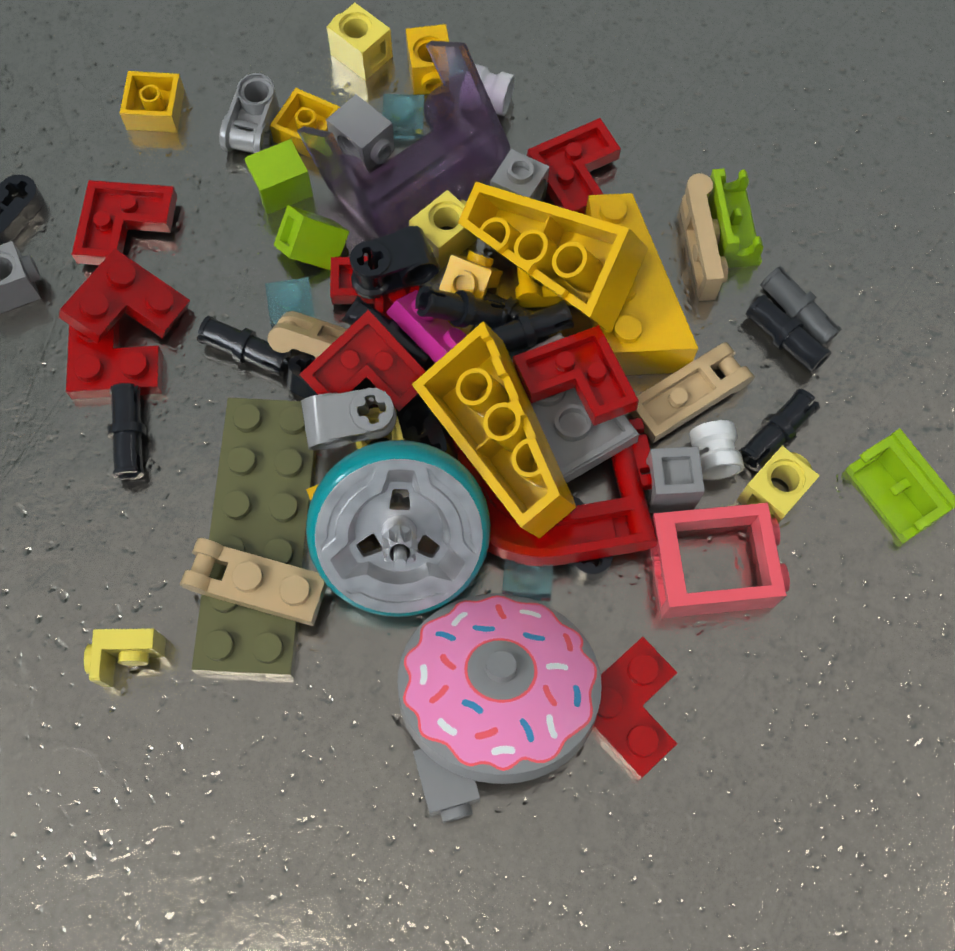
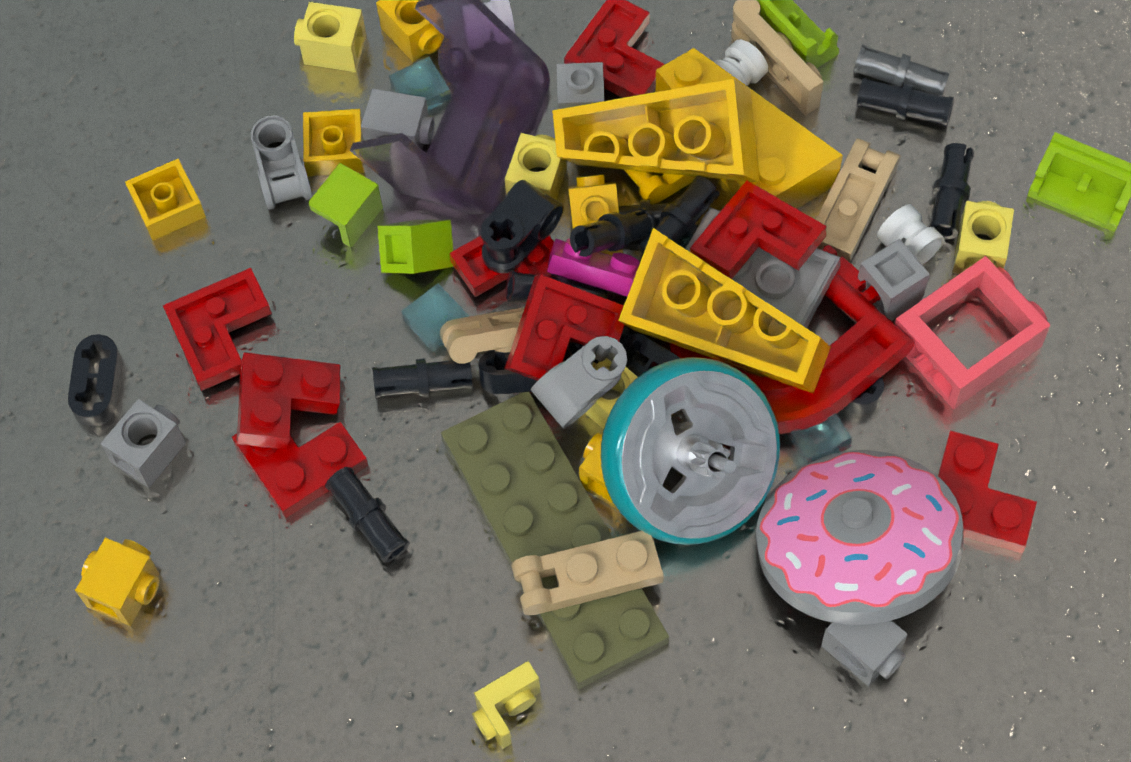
camera: 25 degrees left, 5 degrees down
(668, 230) = (744, 62): none -> white wheel

